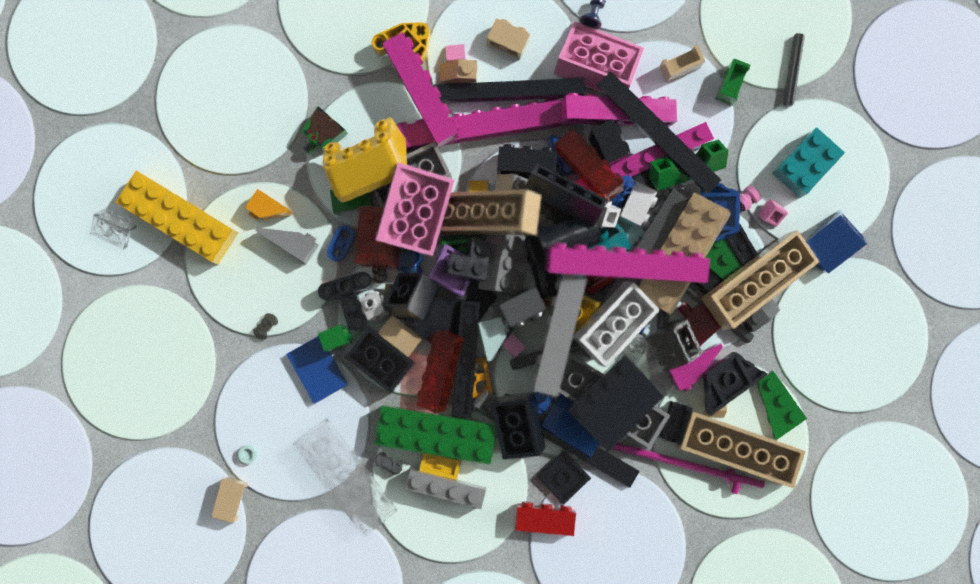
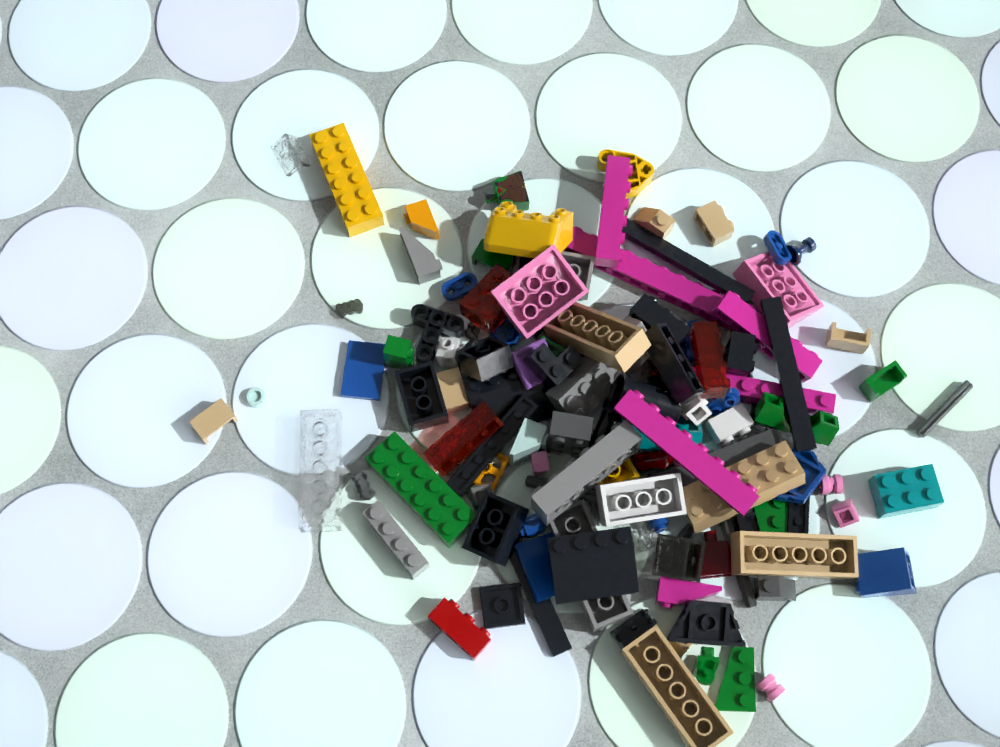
camera: 30 degrees right, 15 degrees down
(440, 466) = (405, 518): yellow plate -> none
(455, 52) = (662, 204): bright pink slope -> none
(575, 24) = (777, 247): none -> blue plate
(728, 475) = (648, 709): dark pink piece -> none
(750, 415) = (705, 666): none -> green hips
(805, 392) = (769, 686): none -> bright pink wheel

